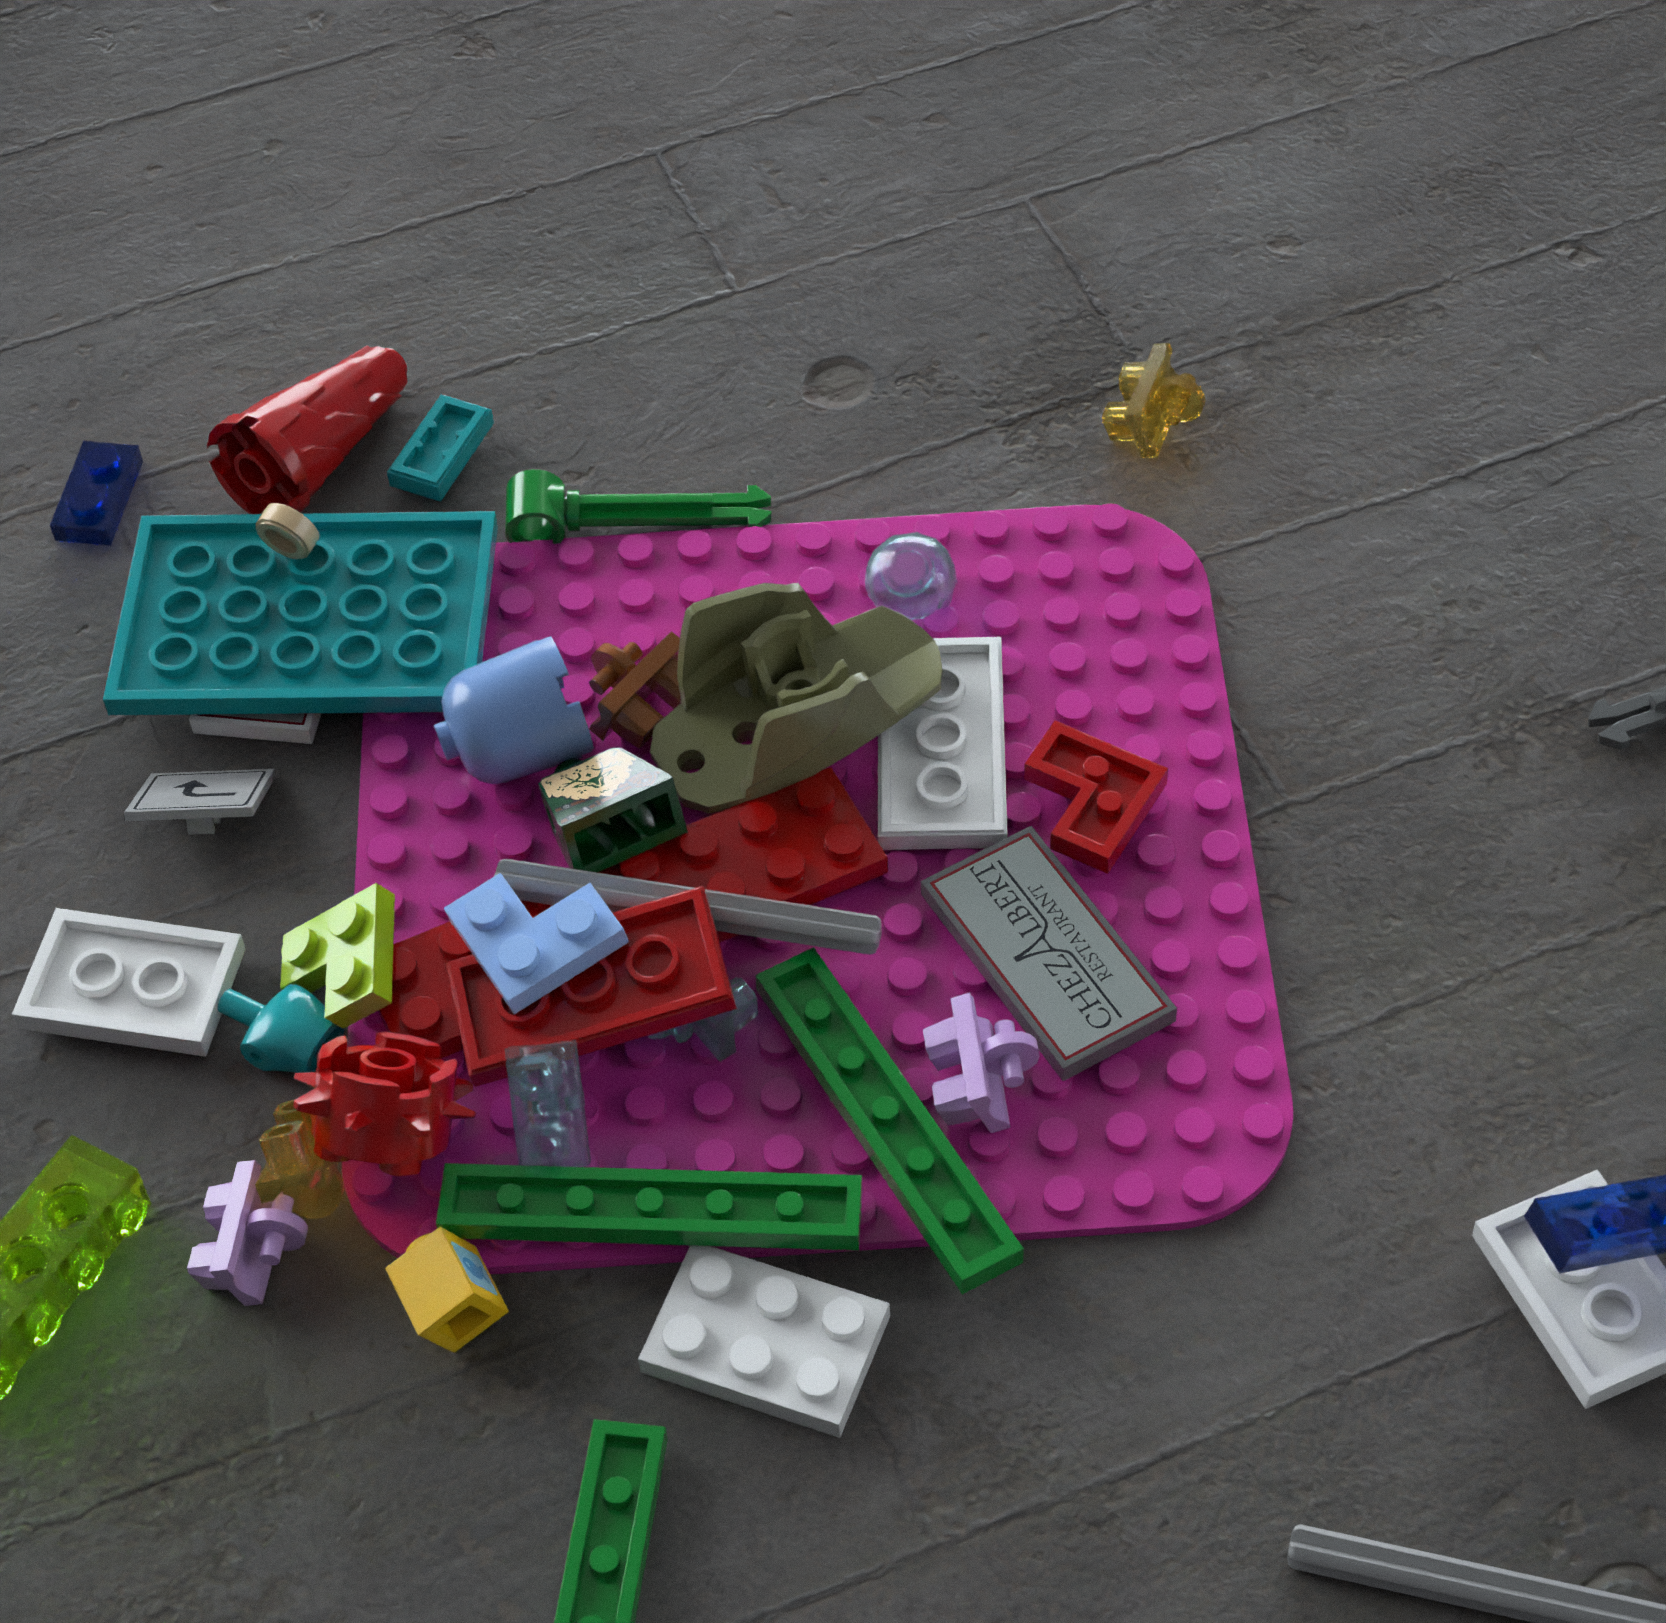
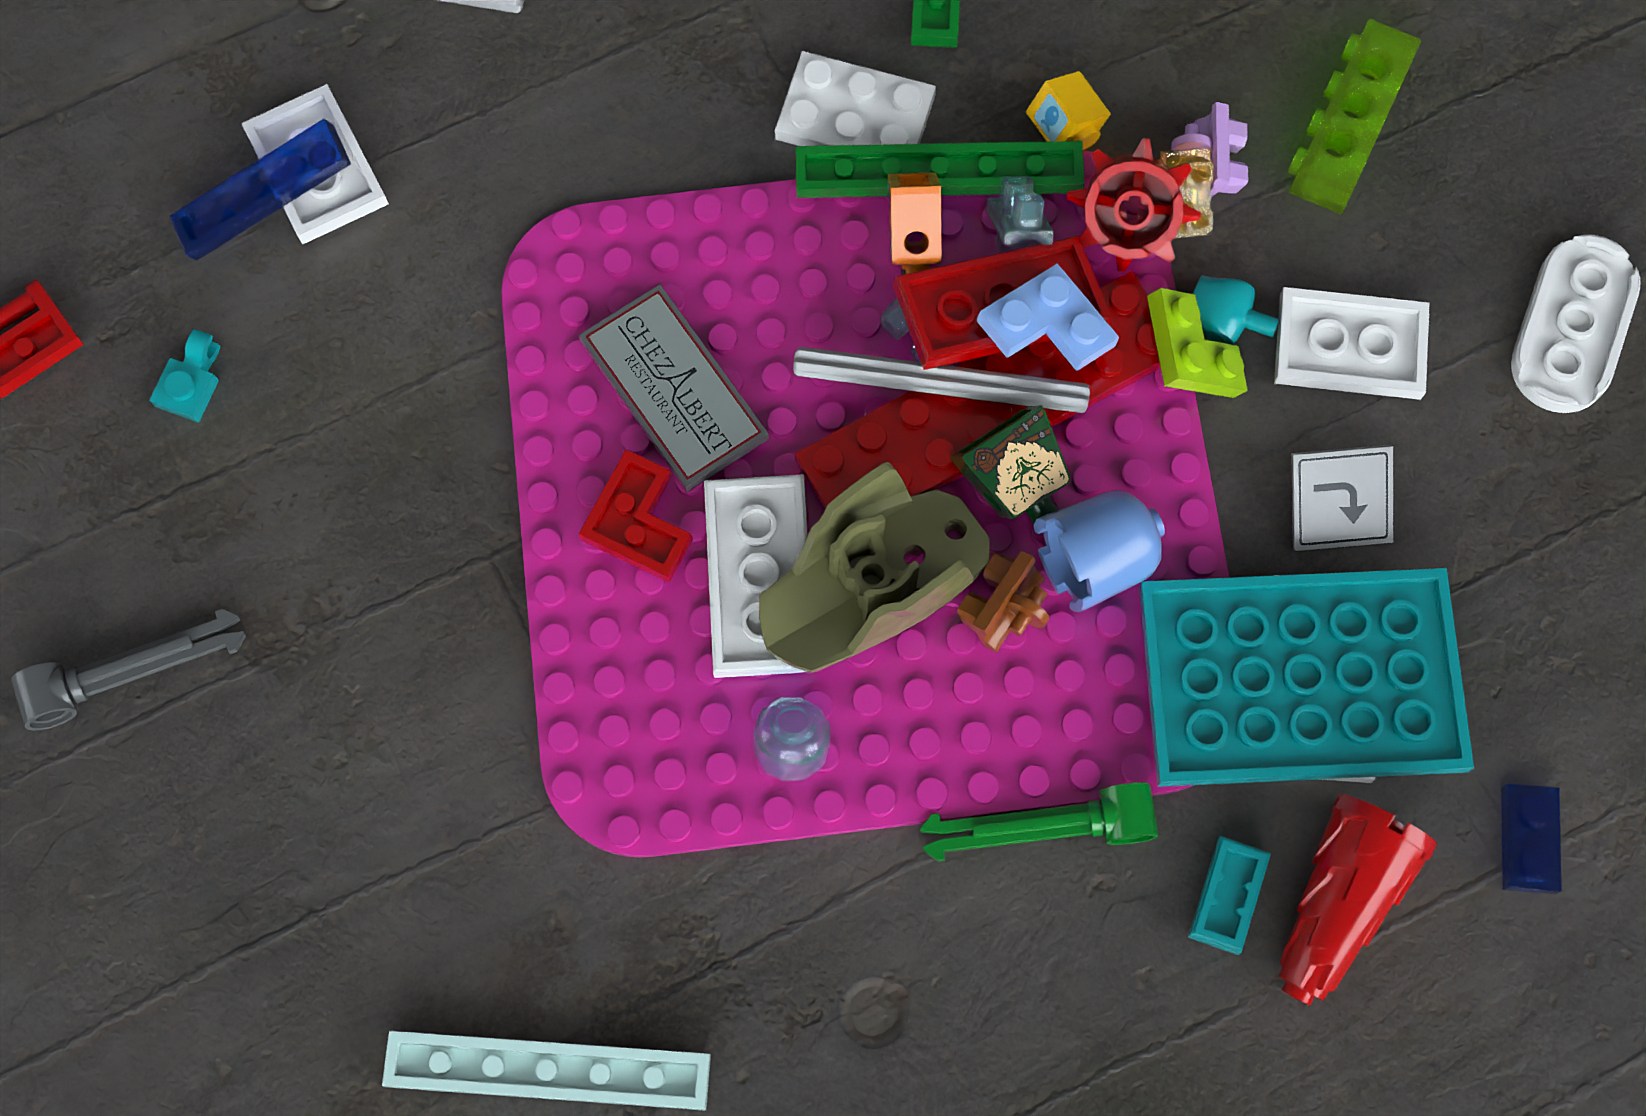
camera: 175 degrees right, 20 degrees up
(287, 531) = (1334, 725): tan tile -> none
(694, 1091) = (914, 207): none -> torso
(890, 1121) = (783, 242): green plate -> none
(984, 1058) = (713, 283): lavender hips -> none
(1152, 402) = (591, 946): clear yellow hips -> none
(1191, 328) = (547, 1070): none -> light aqua plate

